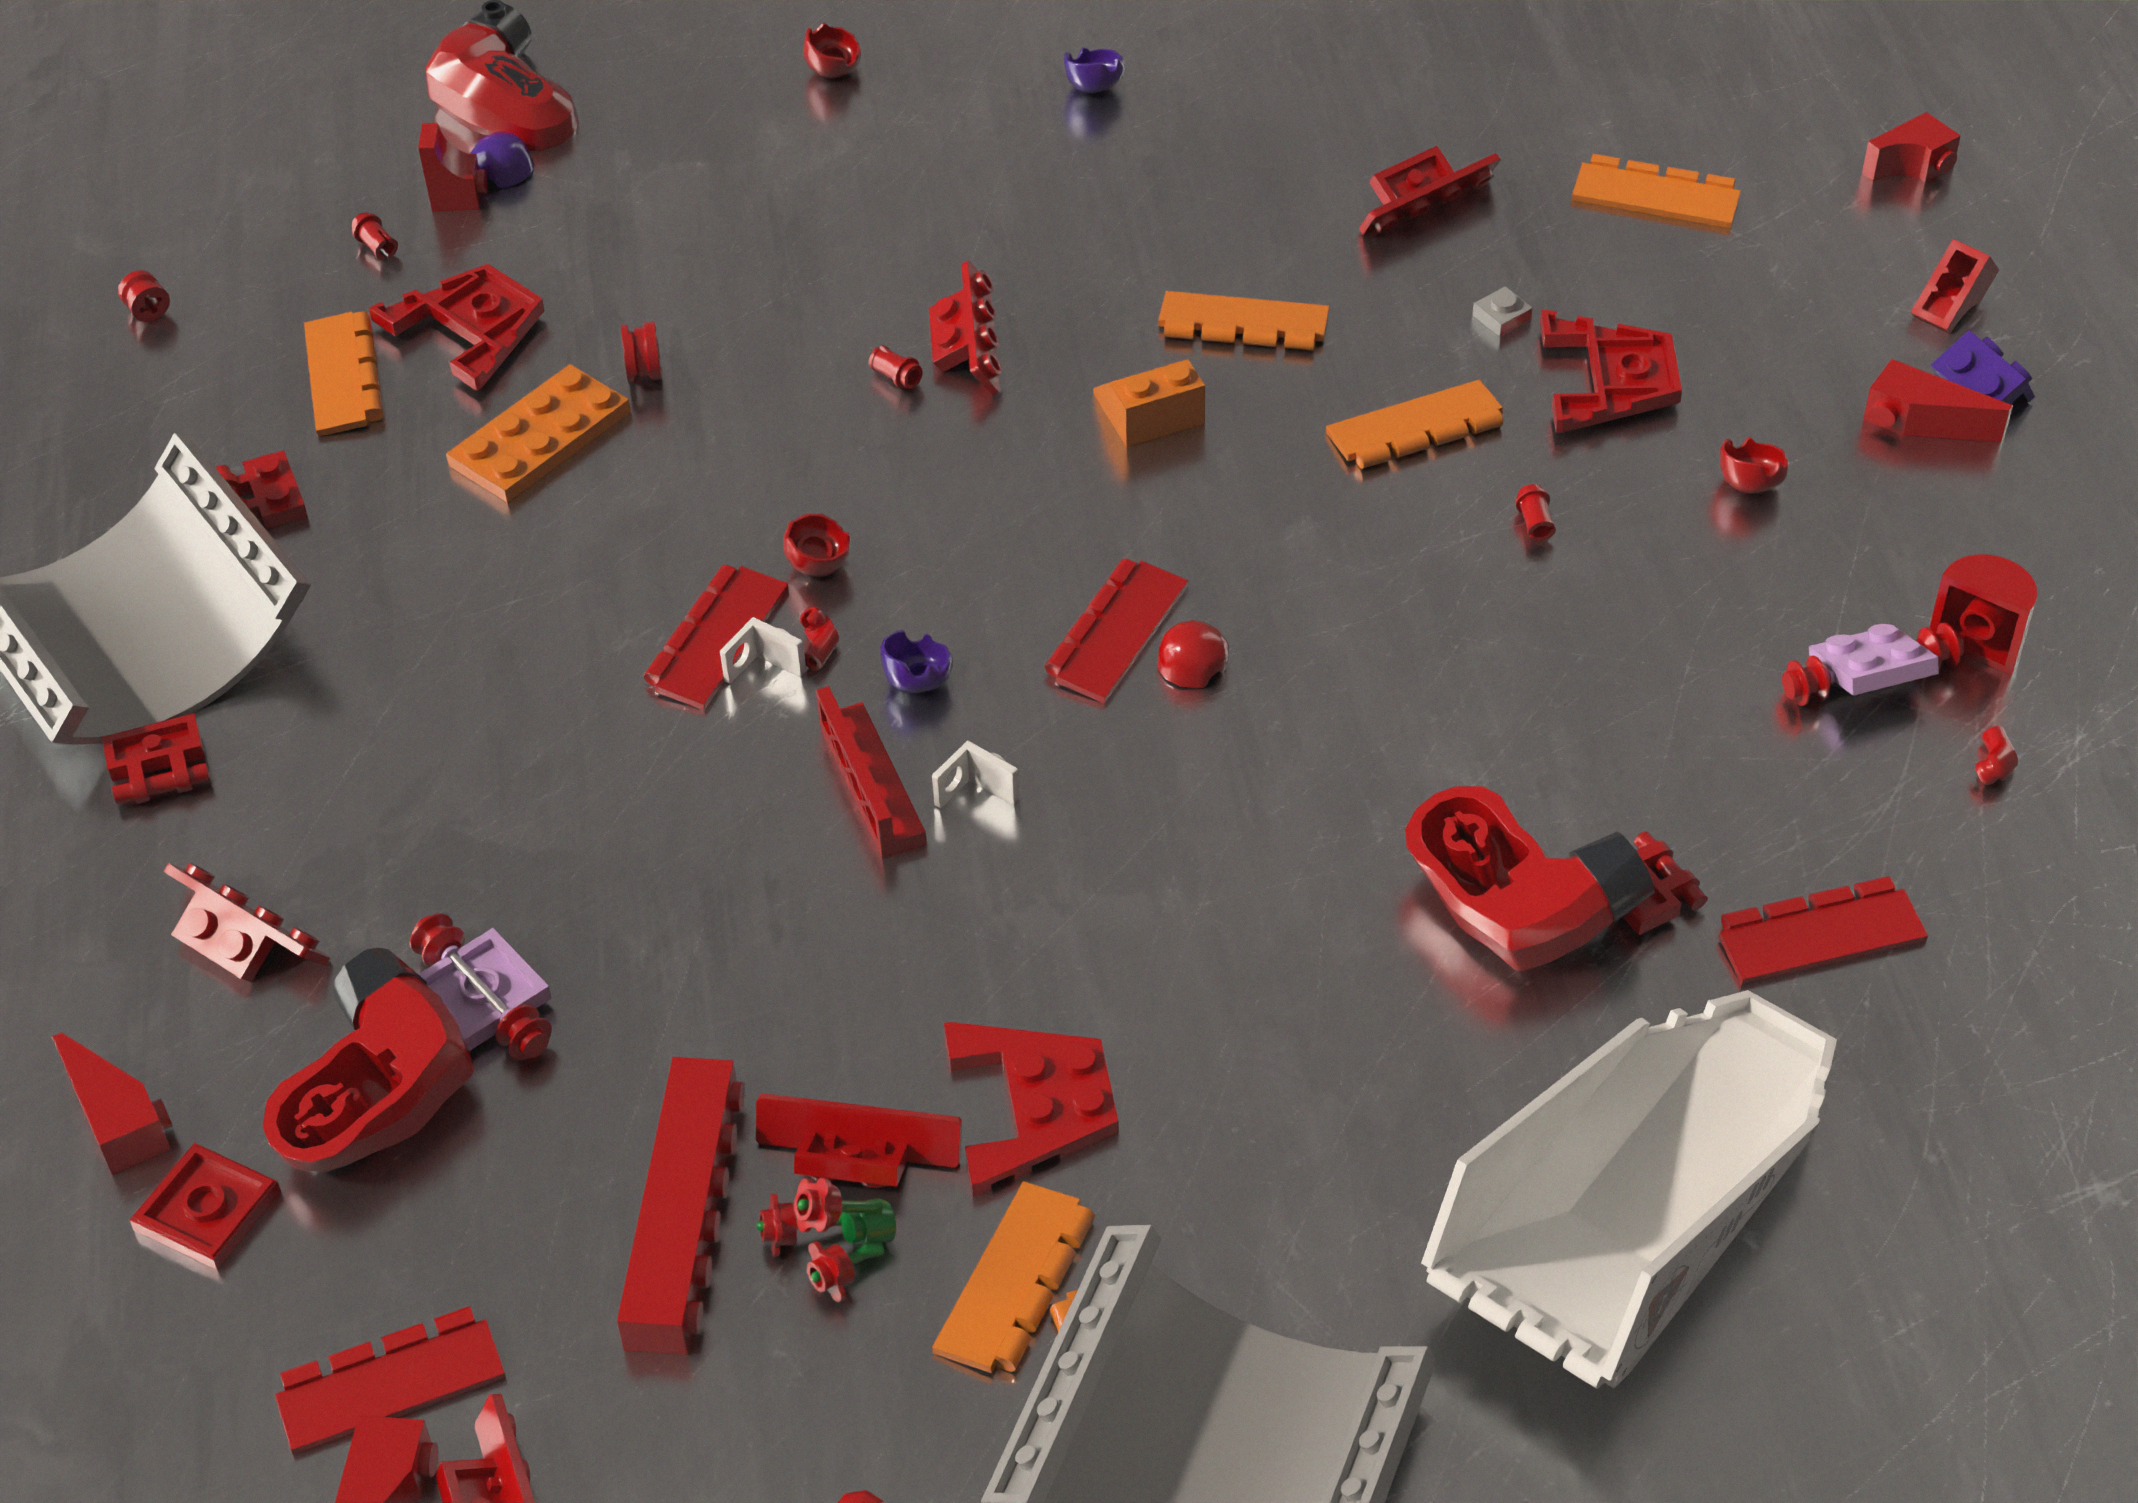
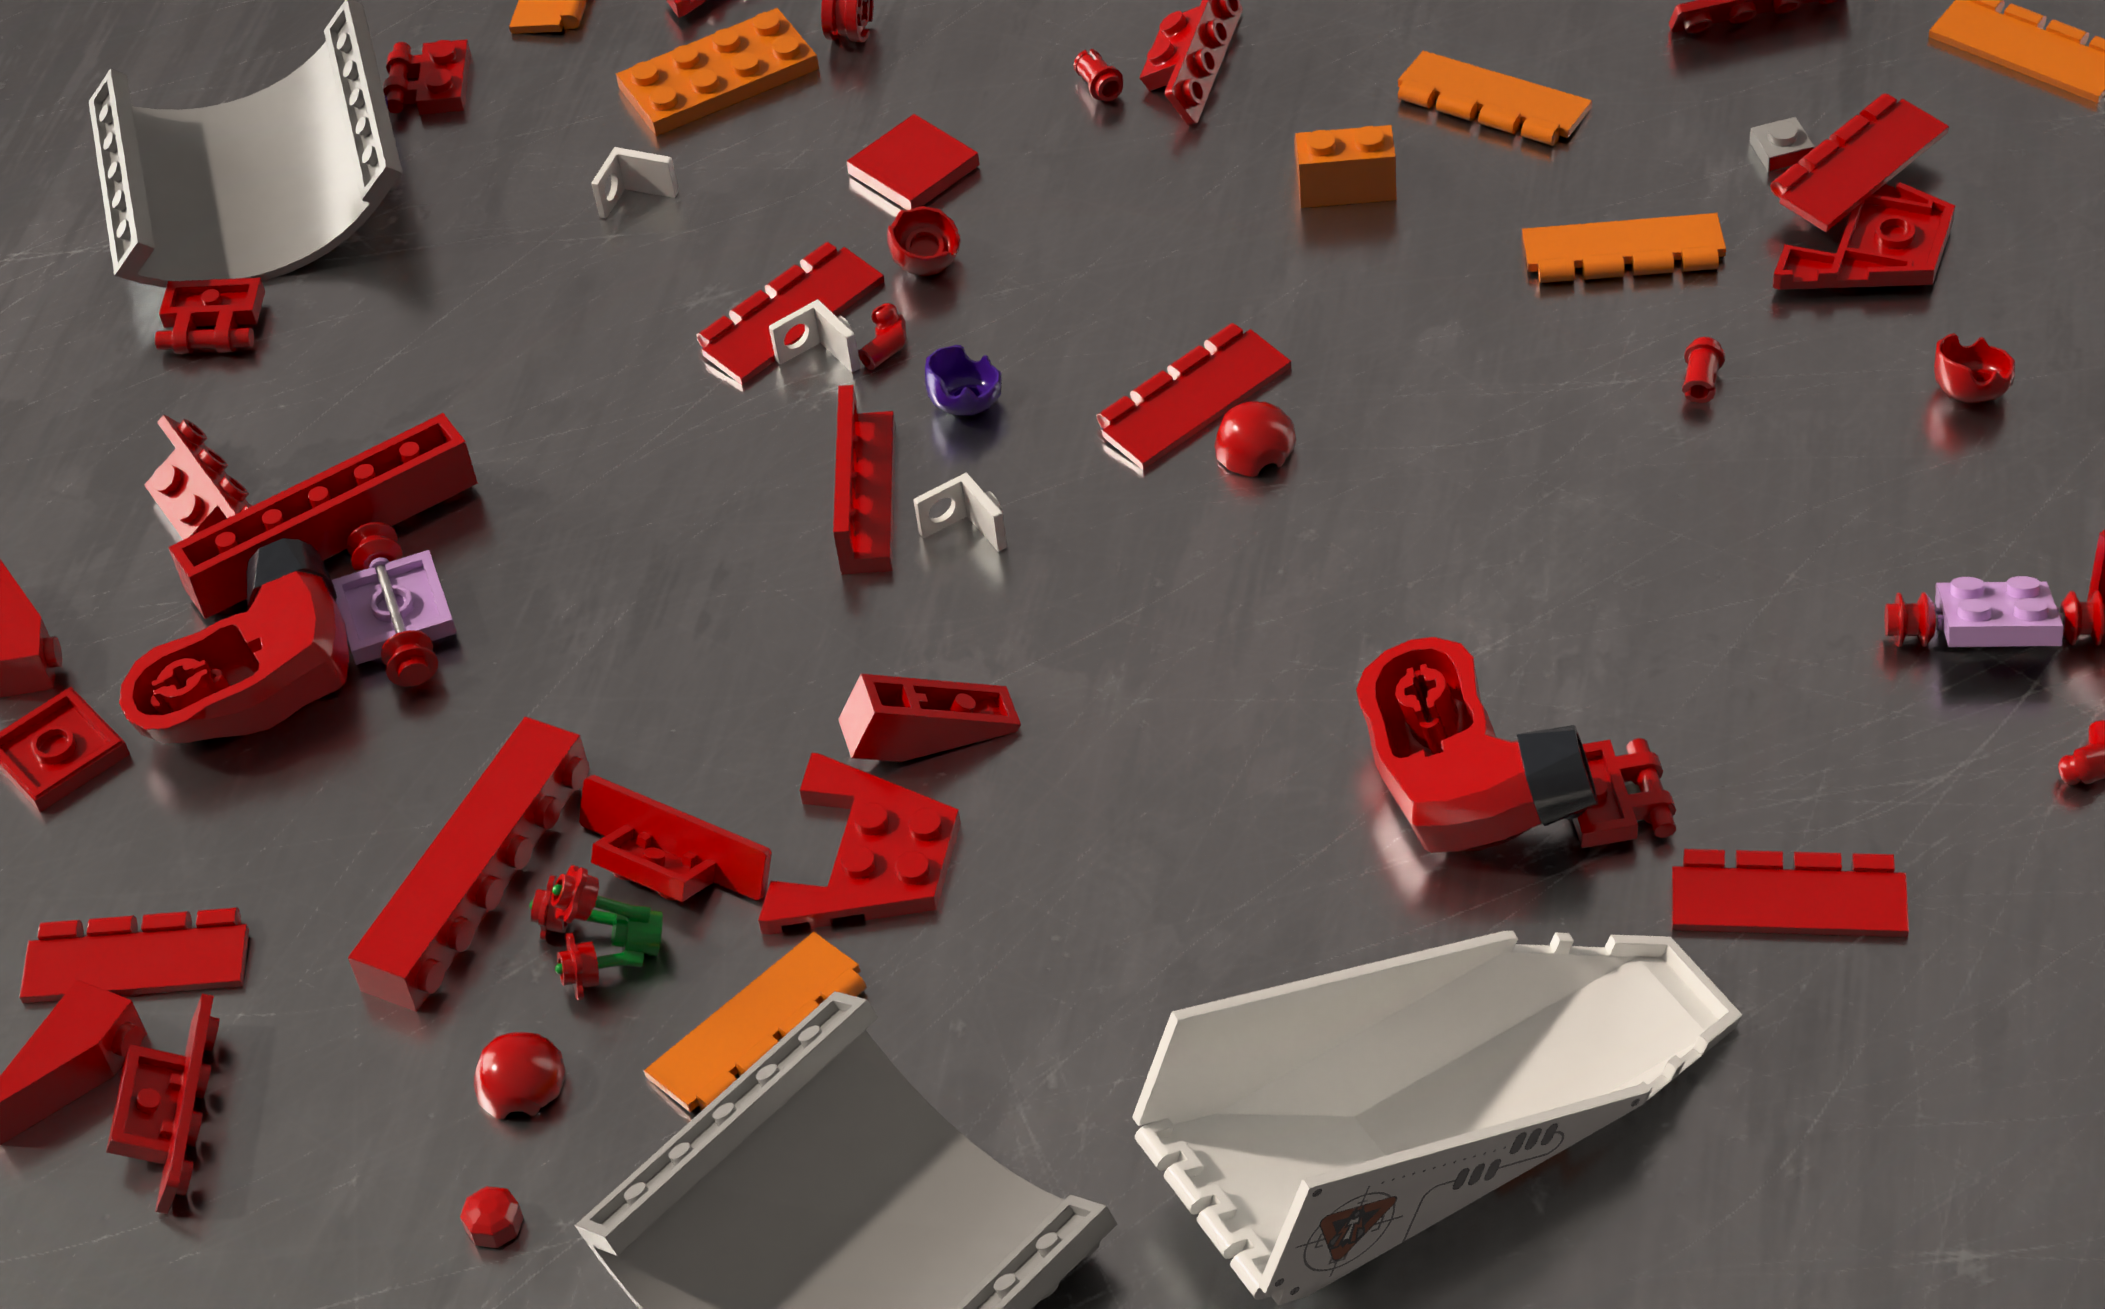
camera: 25 degrees right, 0 degrees up
(379, 913) = (374, 486): none -> red brick
(516, 539) = (633, 172): none -> white bracket
(764, 478) = (913, 163): none -> red tile
(819, 1384) = (518, 1074): none -> red hair
(1026, 966) = (919, 717): none -> red slope
(1578, 312) = (1857, 160): none -> red windscreen

